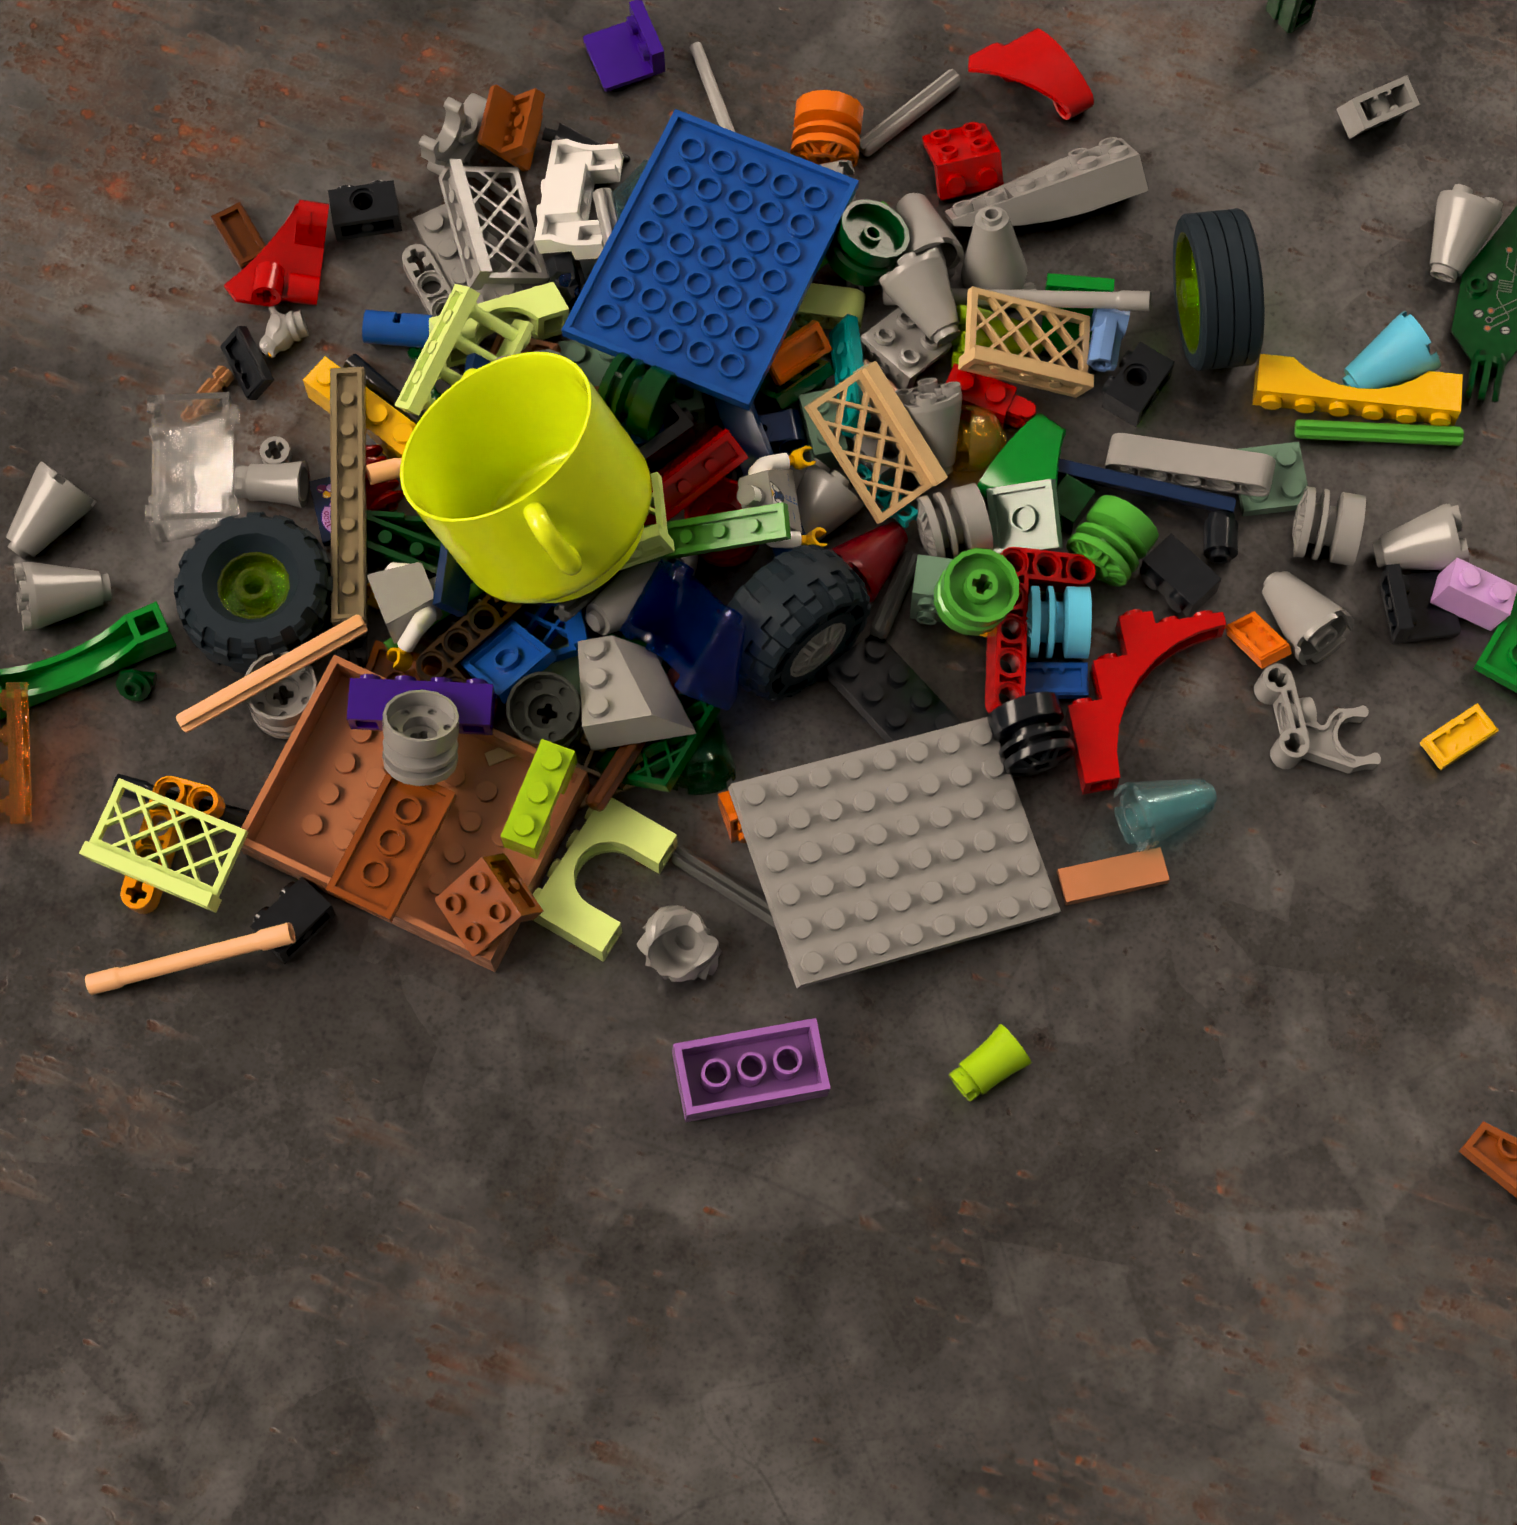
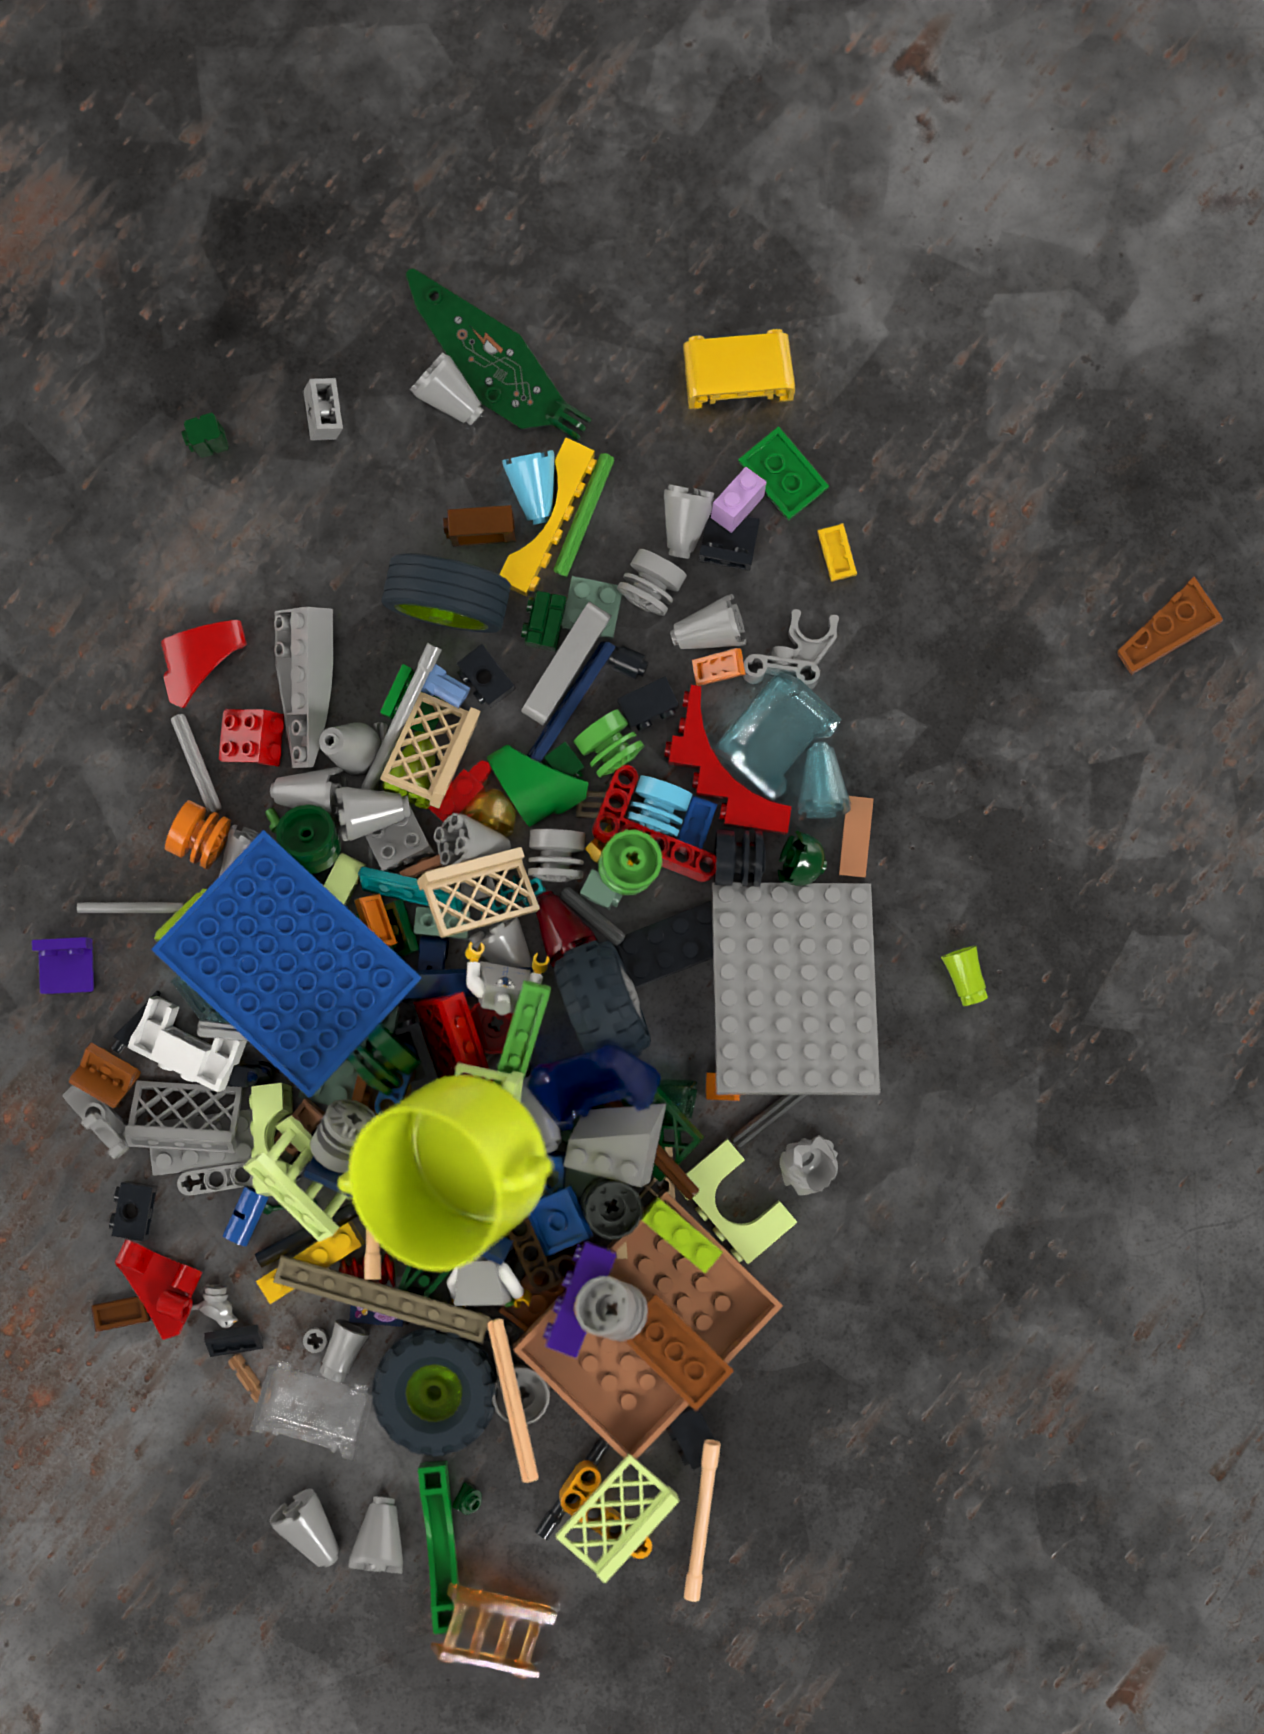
camera: 70 degrees left, 15 degrees up
(487, 902) = (744, 1294): dark orange bracket -> none
(750, 1070) = (916, 1144): medium lavender brick -> none
(1025, 516) = (572, 802): plate -> none
(1058, 817) = (802, 860): none -> dark green cylinder
(1202, 736) = (776, 732): none -> clear light blue windscreen
(1233, 425) = (544, 621): none -> dark green brick
(1315, 316) = (480, 525): none -> reddish brown window

